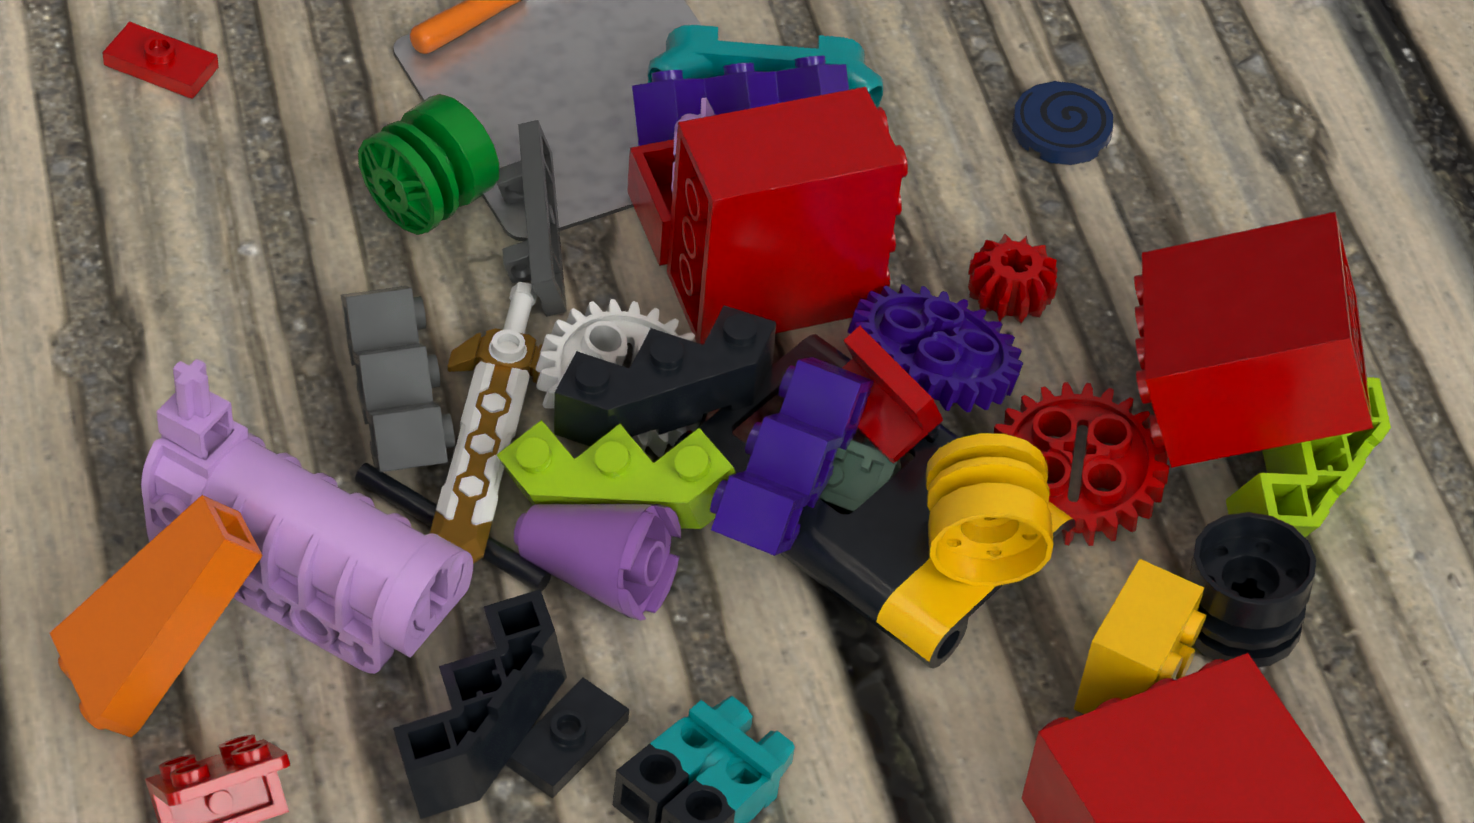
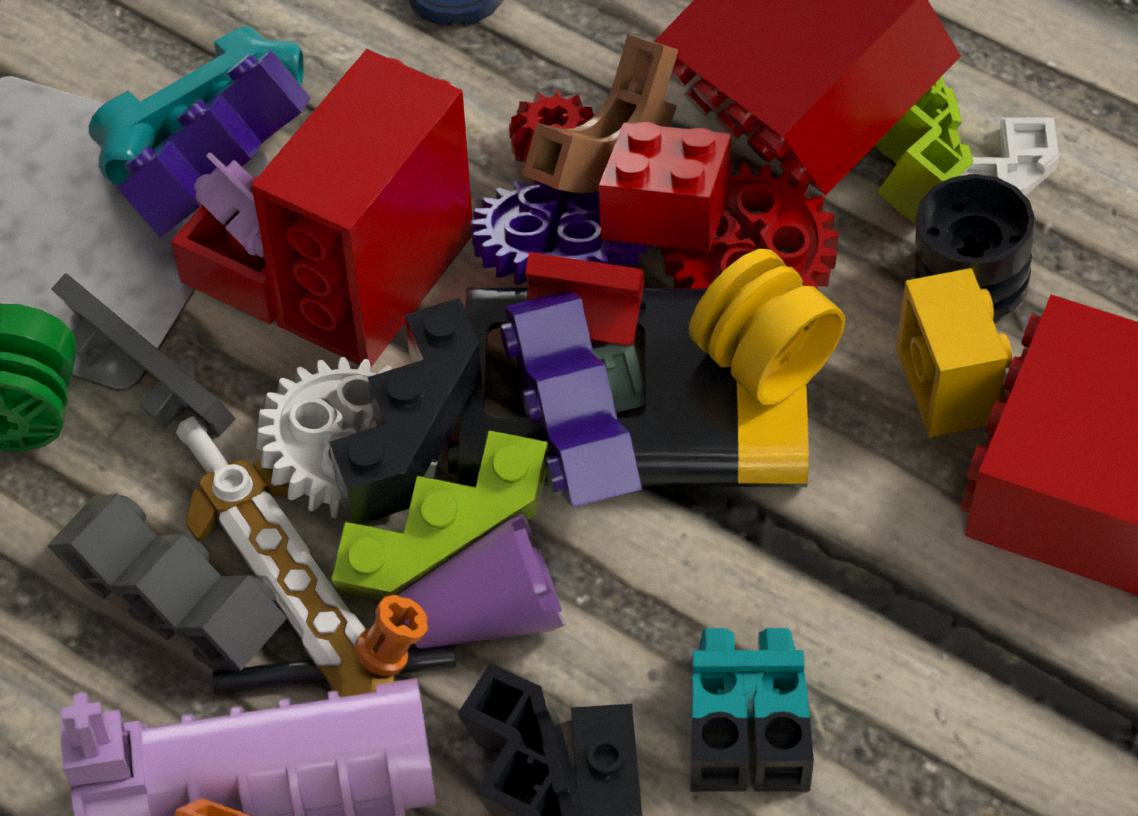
camera: 35 degrees left, 5 degrees up
(504, 518) = (391, 635): none -> orange bush
(1033, 362) = (665, 186): none -> red brick
(1044, 311) = (578, 156): none -> medium nougat arch
(1392, 568) = (1027, 153): none -> white tile

